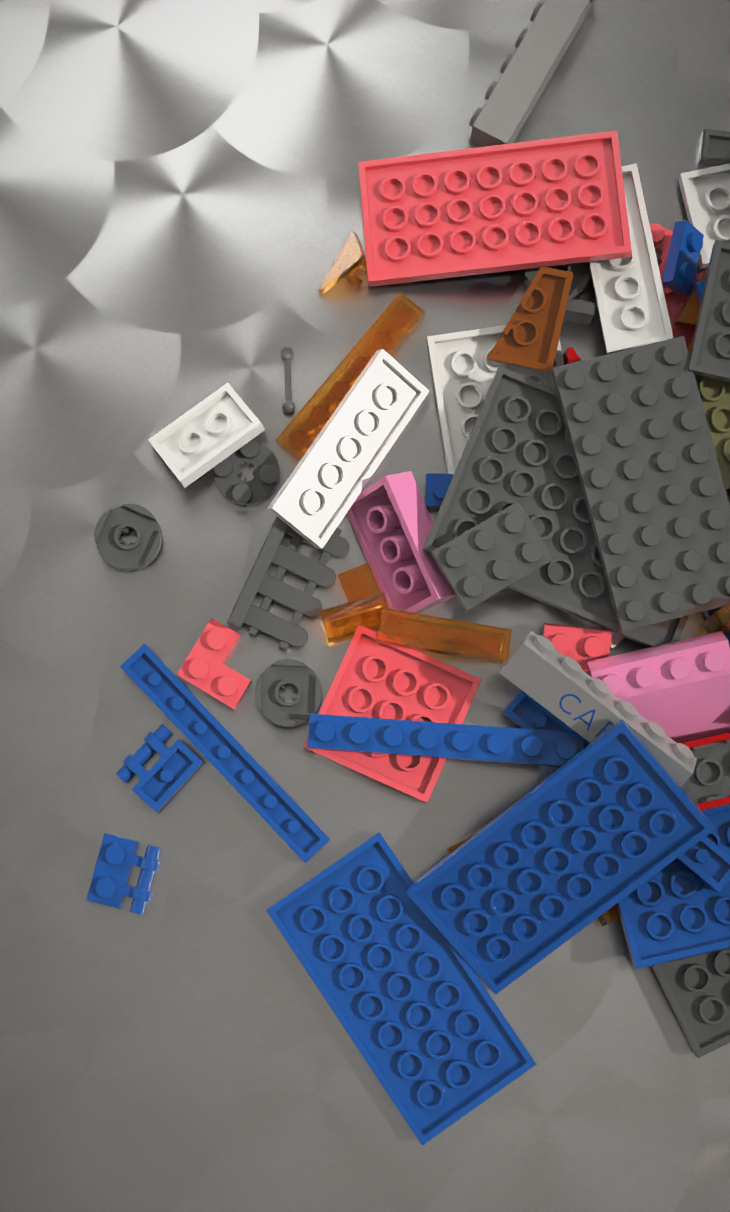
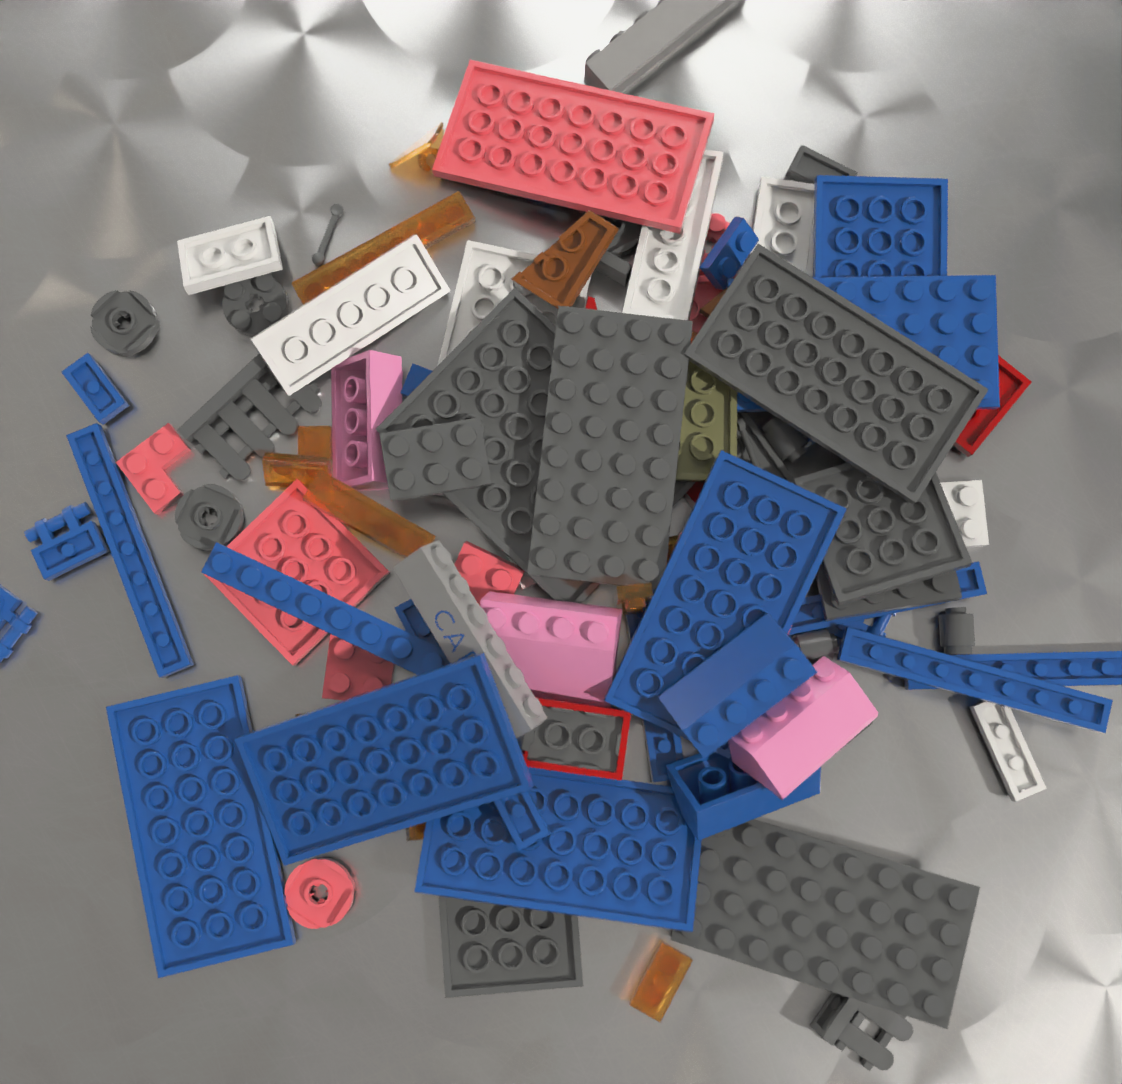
camera: 20 degrees right, 0 degrees up
(127, 611) = (95, 388): none -> blue plate
(486, 787) = (353, 671): none -> coral plate
(550, 1023) = (324, 912): none -> coral plate

